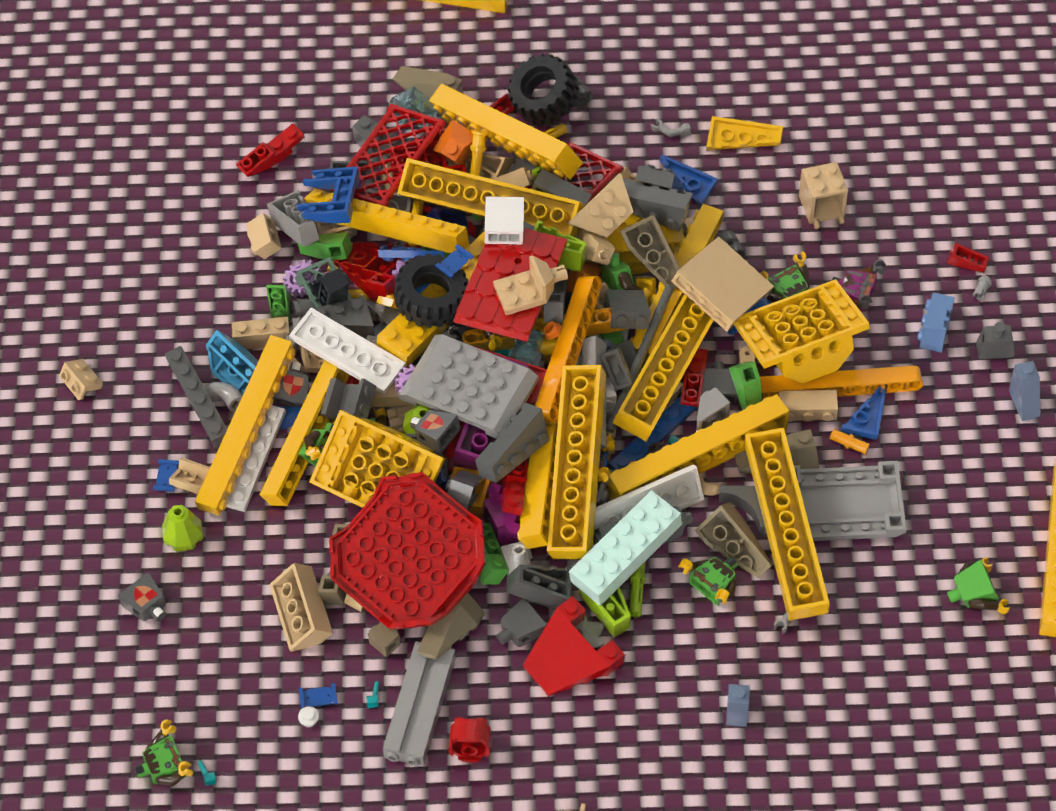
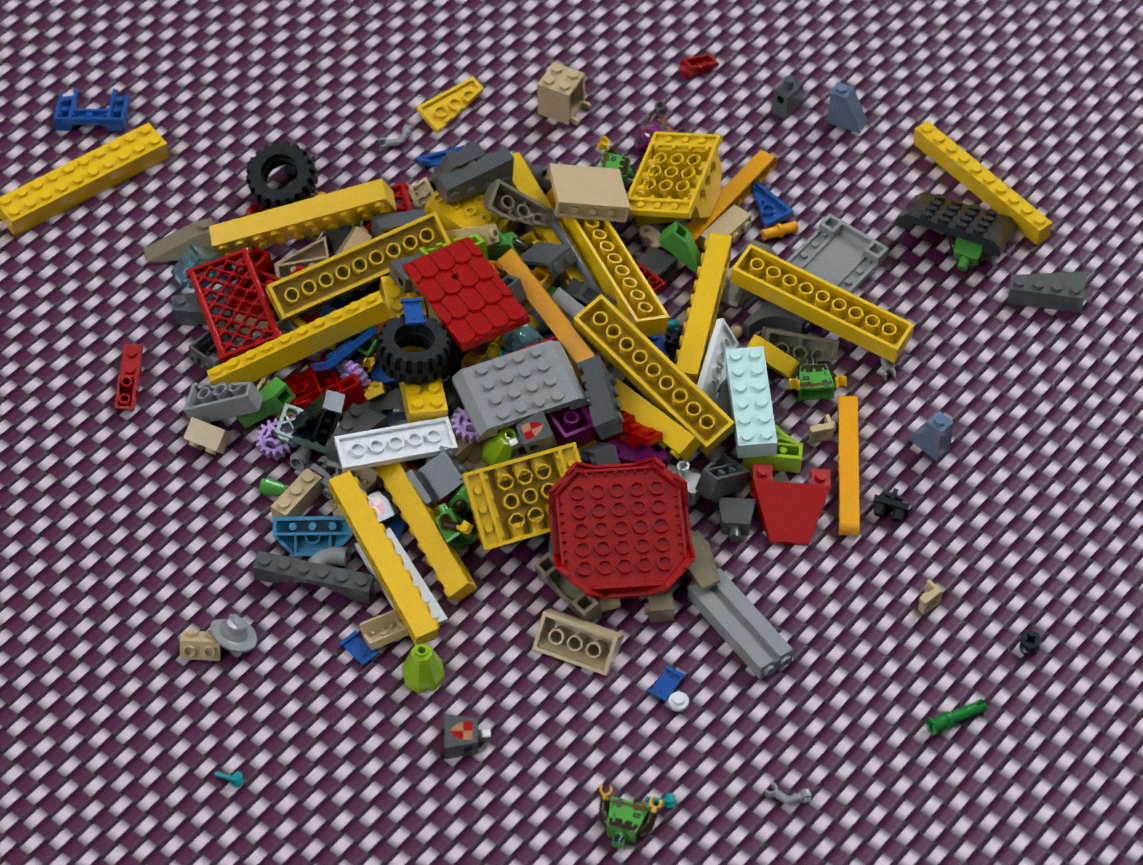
camera: 50 degrees left, 5 degrees down
(104, 390) = (234, 634): none -> light grey hat
(257, 309) = (271, 487): none -> bright green cone
(279, 301) = (285, 465): bright green slope -> none
(339, 210) = (260, 357): blue wedge -> none
(372, 701) = (705, 651): teal hand -> none
(455, 143) = (273, 256): orange slope -> none
(470, 739) = (806, 610): red brick -> none
(477, 149) = (300, 245): yellow pin -> none
(504, 220) = (413, 256): white brick -> none
(529, 287) = (491, 282): tan plate -> none
(552, 330) = (529, 305): orange plate -> none
(605, 210) = (458, 203): tan wing -> none
(634, 717) = (891, 502): none -> black hips
(652, 664) = (848, 466): none -> light orange beam
(668, 623) = (822, 432): none -> tan bracket
(702, 530) = (775, 358): none -> yellow beam
(712, 408) = (677, 282): light grey slope -> none
(936, 322) = (735, 115): medium blue wedge -> none
(984, 283) = (729, 71): light grey pin -> none
(987, 559) = (959, 220): none -> black slope
(992, 680) = (1049, 290): none -> dark grey wedge

